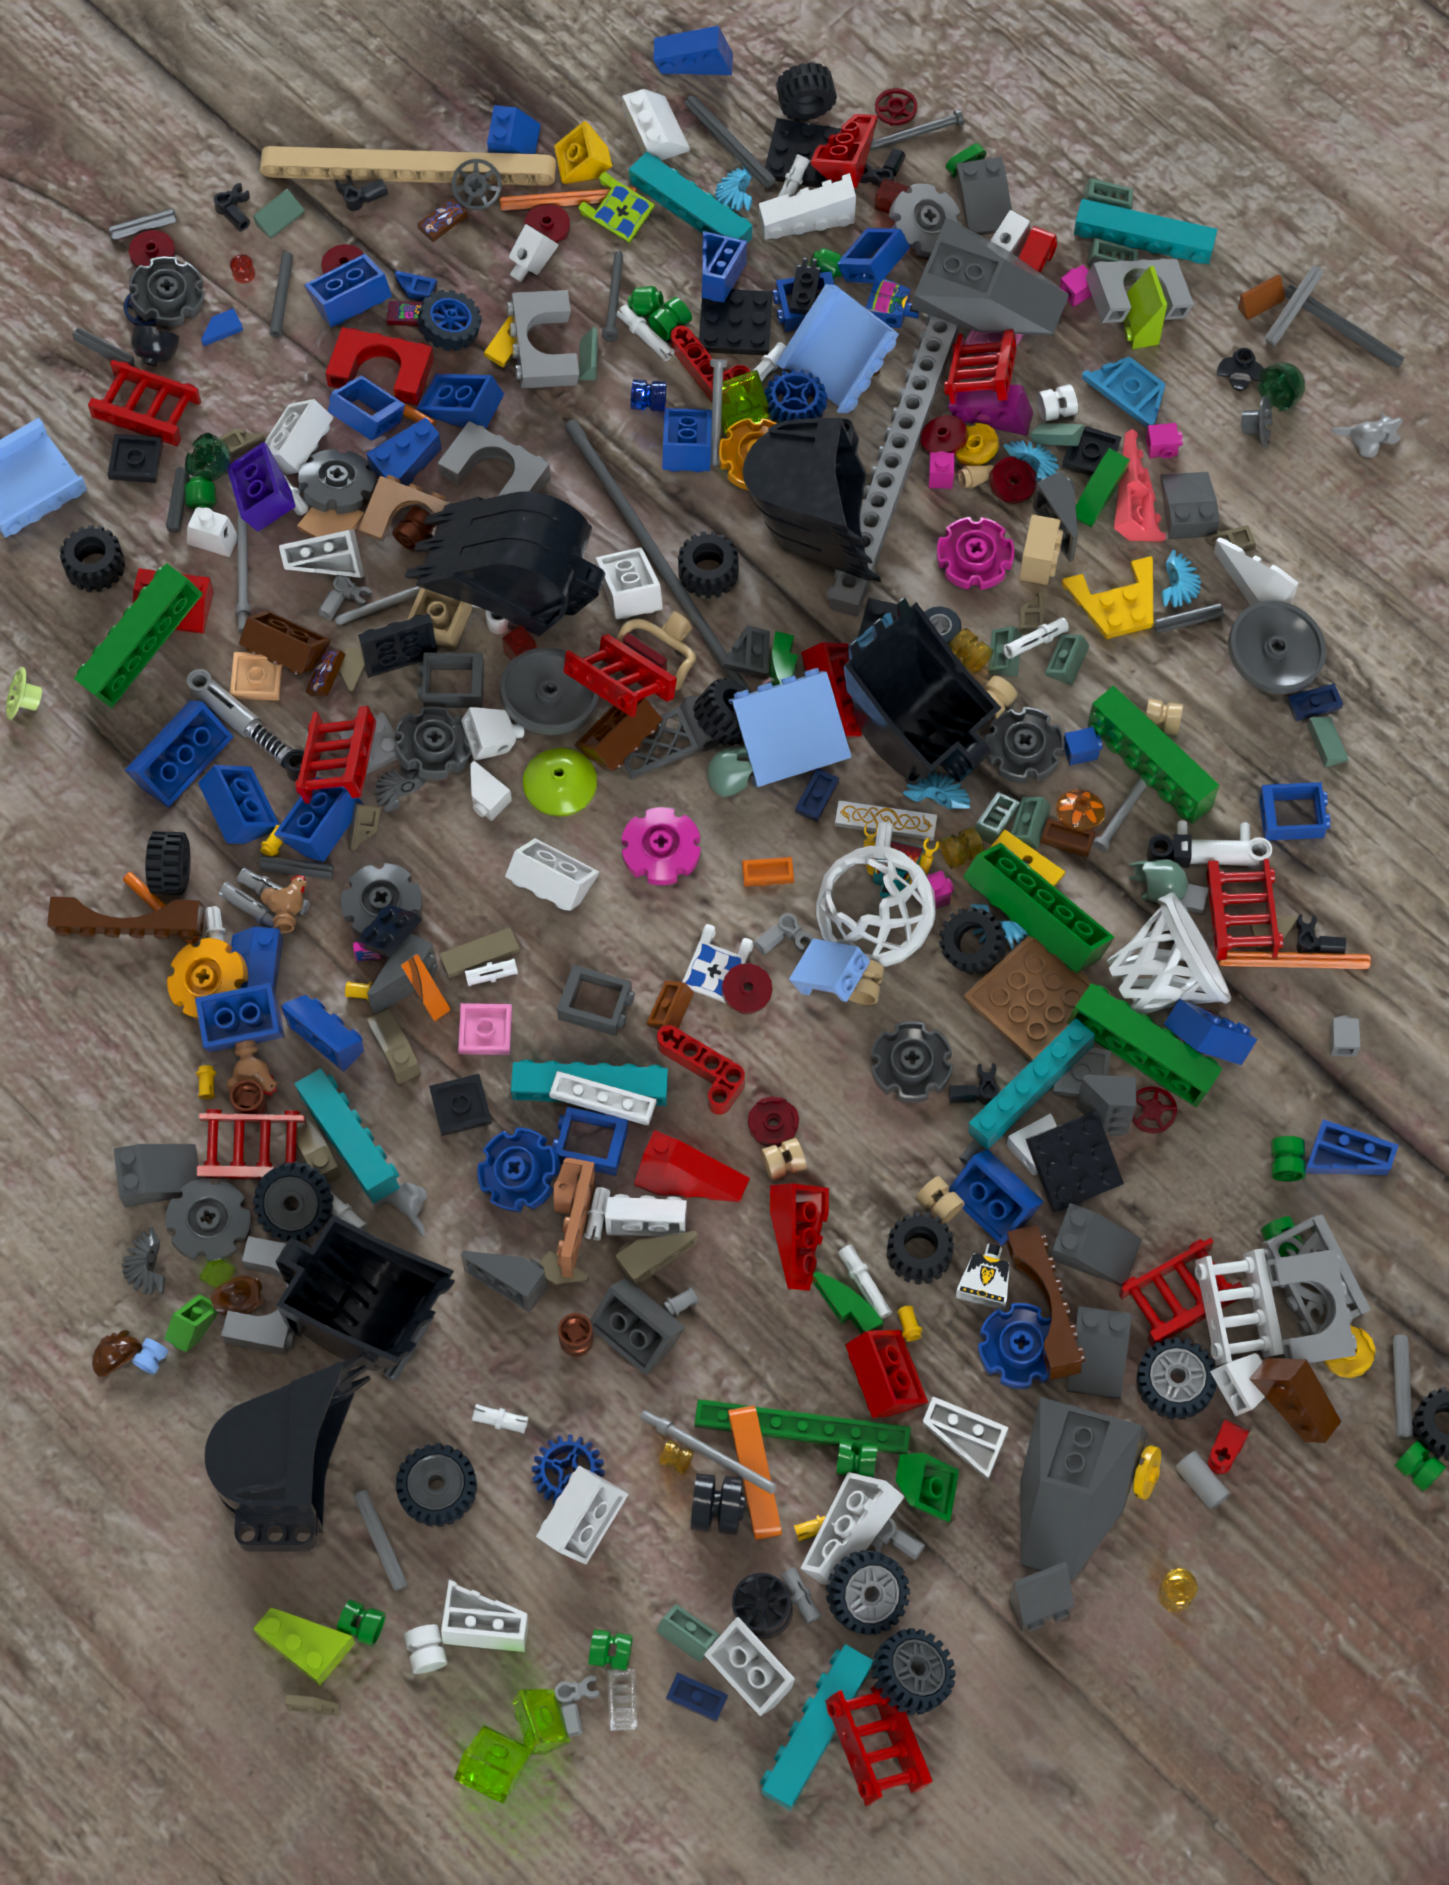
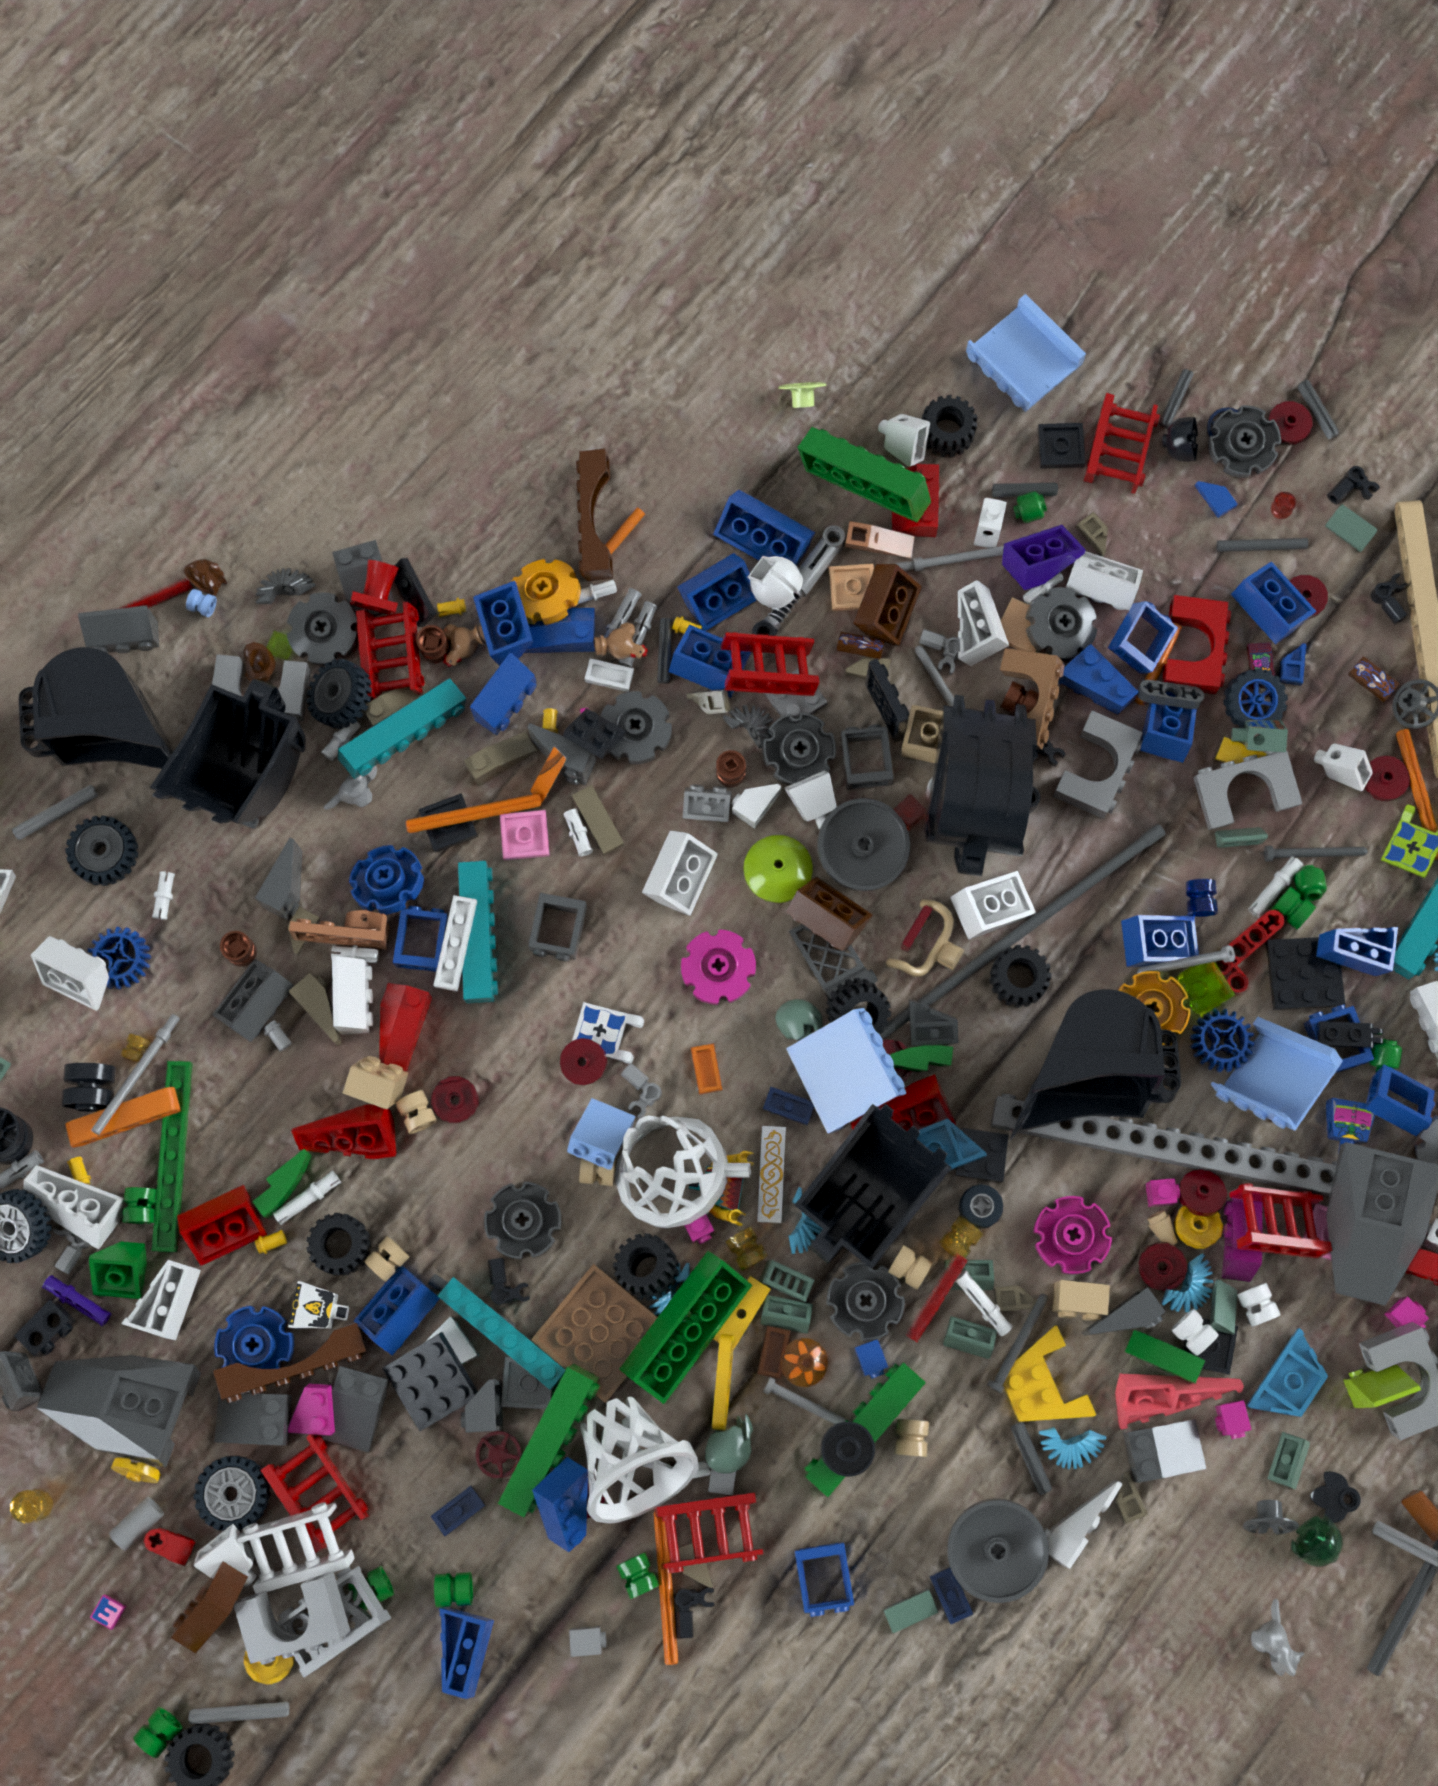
camera: 85 degrees right, 10 degrees up
(98, 598) = (905, 438): none -> white torso
(135, 1419) = (162, 595): none -> red axle
(167, 863) = (646, 538): black tyre -> none
(171, 1446) = (120, 629): none -> dark grey slope
(176, 1121) = (413, 592): none -> black plate
(177, 1147) = (377, 588): none -> red plant
(190, 1323) = (231, 630): bright green slope -> none
(209, 458) = (1065, 507): clear green cylinder -> none
(210, 641) = (879, 540): none -> slope
(253, 731) = (775, 581): none -> white piece
(314, 926) = (609, 675): none -> white tile
(436, 379) = (1186, 695): none -> dark grey beam
(445, 810) = (730, 768): none -> copper wheel
(455, 1073) = (473, 813): none -> orange axle
(478, 839) = (706, 803): none -> light grey bracket
(492, 312) = (1271, 735): none -> sand green torso
(627, 661) = (901, 911): red fence -> none
(670, 1005) = (561, 995): dark orange slope -> none
(697, 1063) = (502, 1026): red beam -> none
(748, 1191) = (375, 1082): none -> tan brick
(769, 361) = (1260, 1010): white axle -> none
(948, 1546) = (68, 1295): none -> dark purple pin
(978, 1574) = (42, 1323): none -> black brick
(1030, 678) = (936, 1298): none -> red axle
(1083, 453) = (1196, 1334): none -> white wheel
(1095, 881) = (723, 1382): none -> yellow beam
(1097, 1283) = (314, 1411): none -> dark pink wing
(1116, 636) = (1018, 1344): none -> dark grey bar
(1175, 753) = (847, 1449): none -> black wheel
(1189, 851) = (771, 1495): white piece -> none
(1204, 403) = (1289, 1460): none -> sand green slope
(1208, 1151) = (458, 1510): none -> dark blue plate
(1286, 979) = (637, 1575): none -> green wheel
(1293, 1519) = (108, 1612): none -> tile

